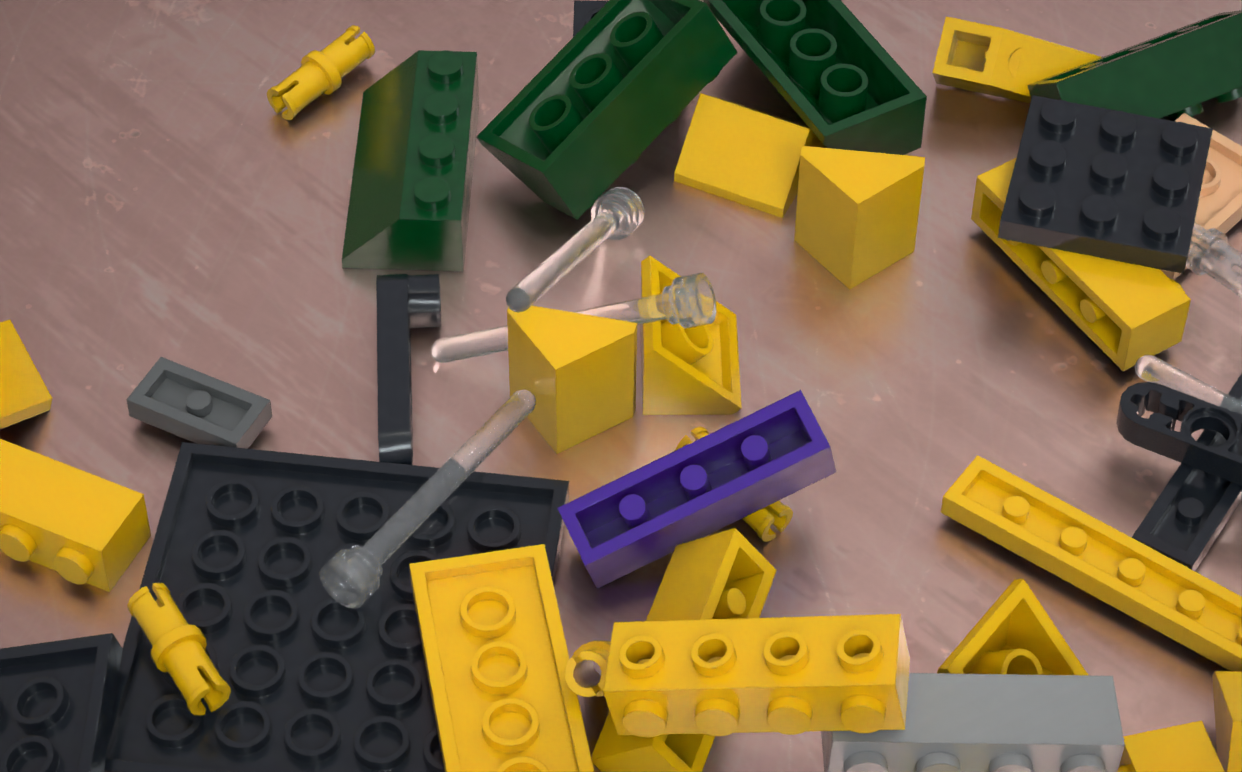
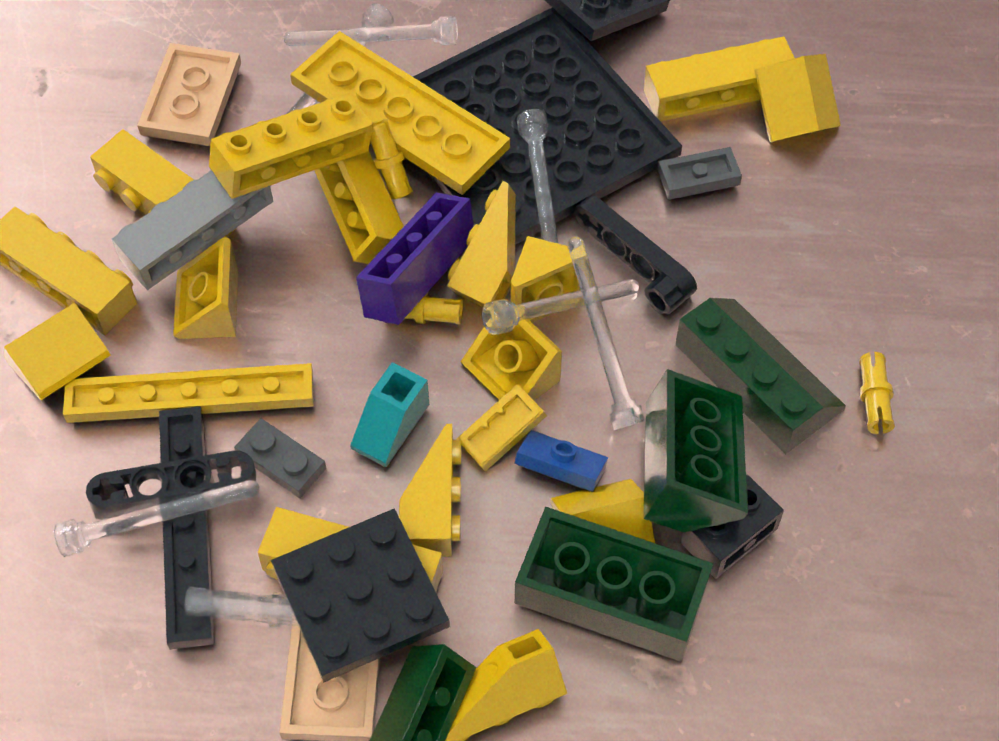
camera: 140 degrees right, 10 degrees up
(179, 649) = (567, 52): yellow pin -> none
(587, 447) = (489, 260): none -> yellow slope
(737, 224) = (561, 460): none -> blue plate
(772, 291) = (501, 427): none -> yellow plate
(857, 209) = (494, 485): yellow slope -> none
(891, 371) = (390, 414): none -> teal slope
(928, 272) = (429, 497): none -> yellow slope
(1066, 442) = (281, 458): none -> dark grey plate

